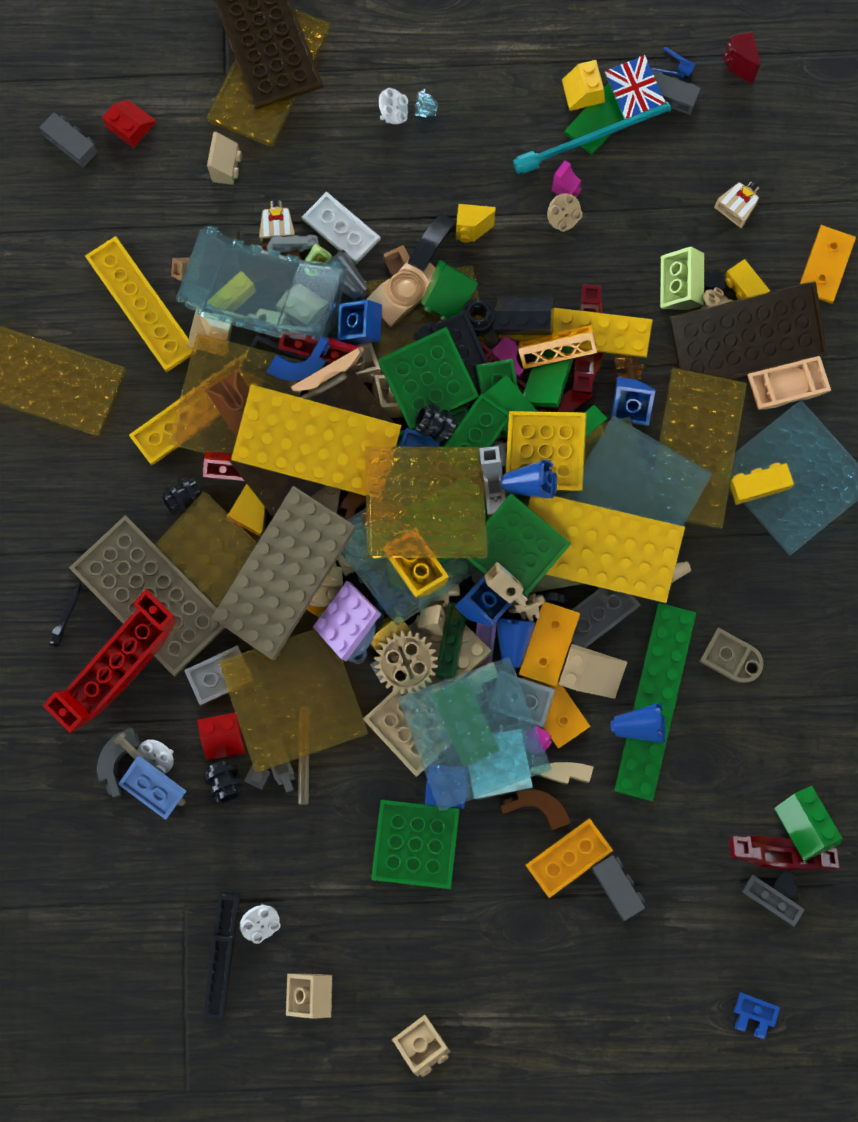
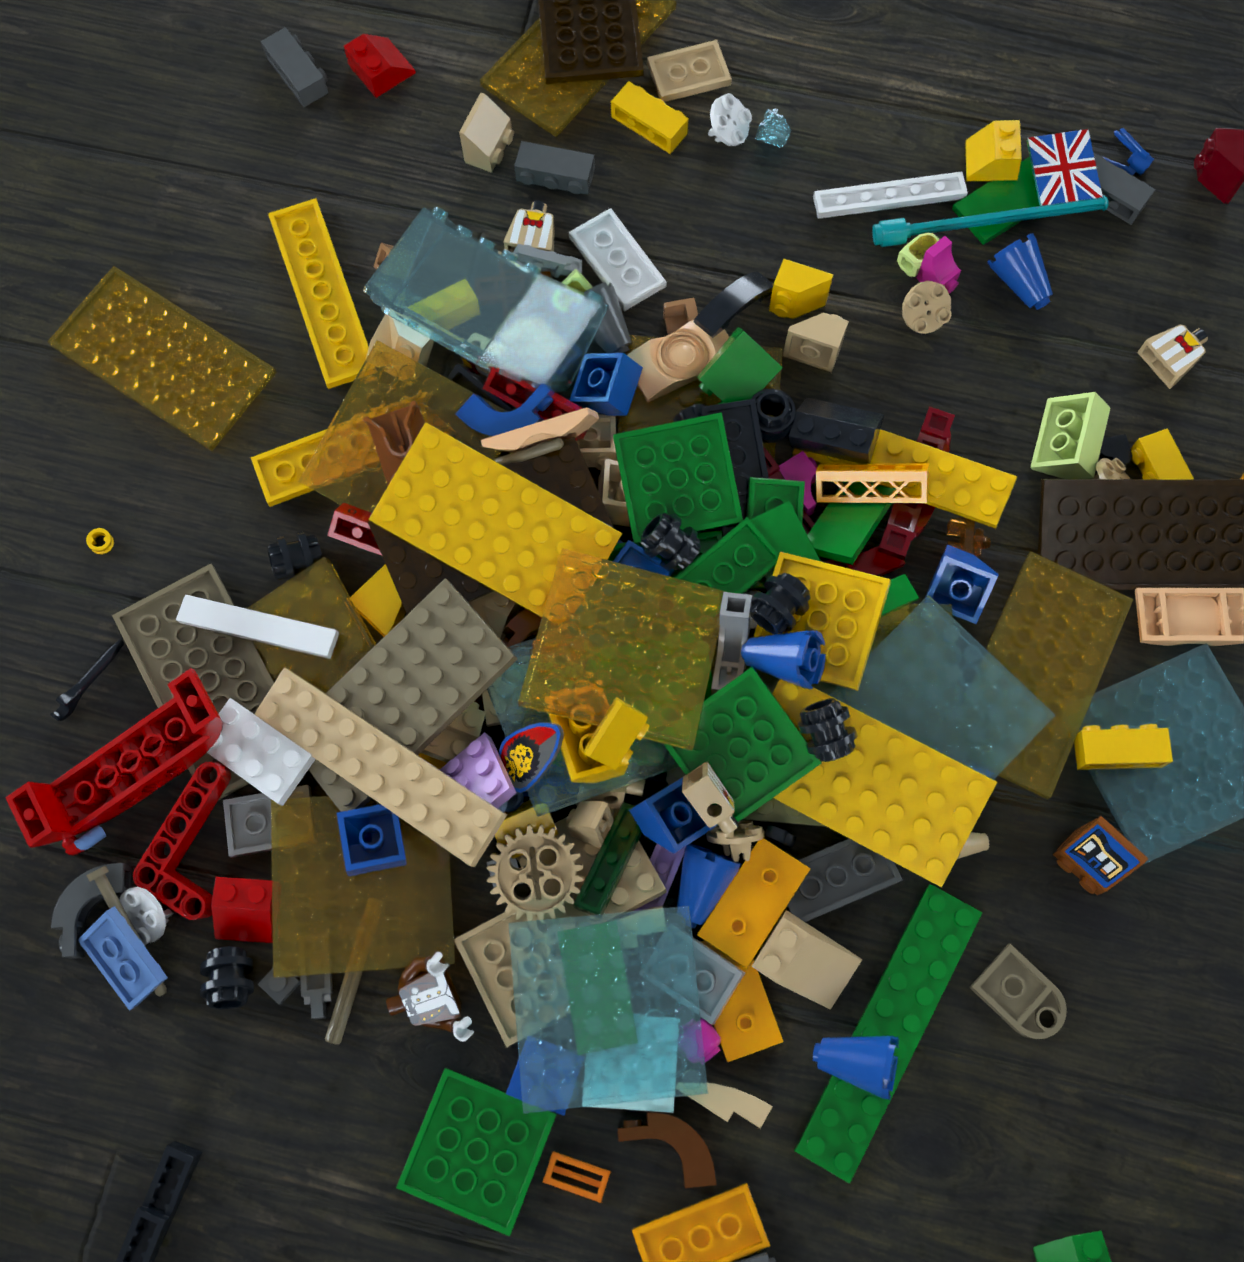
camera: 15 degrees right, 5 degrees down
(36, 521) = (92, 536): none -> yellow bush
(100, 722) = (75, 846): none -> medium blue arm
(165, 704) = (180, 842): none -> red beam
(172, 549) = (258, 626): none -> white tile
(202, 633) = (259, 753): none -> white plate
(262, 929) = (212, 1208): white plate -> none
(278, 171) = (554, 168): none -> dark grey brick
(285, 620) = (381, 767): none -> tan plate
(293, 668) = (370, 839): none -> blue slope
(335, 116) = (649, 117): none -> yellow brick
(353, 74) = (689, 71): none -> tan plate
(359, 758) = (430, 997): none -> torso
(383, 586) = (530, 753): none -> shield
(436, 559) = (616, 735): none -> yellow slope
(466, 842) = (571, 1188): none -> orange tile
(495, 255) = (816, 340): none -> tan slope
(517, 449) = (783, 599): none -> black piece
(519, 134) = (890, 195): none -> white plate
(546, 174) = (913, 253): none -> rock
(567, 518) = (827, 729): none -> black piece
(624, 170) = (1024, 272): none -> blue cone
(760, 557) = (1098, 856): none -> slope

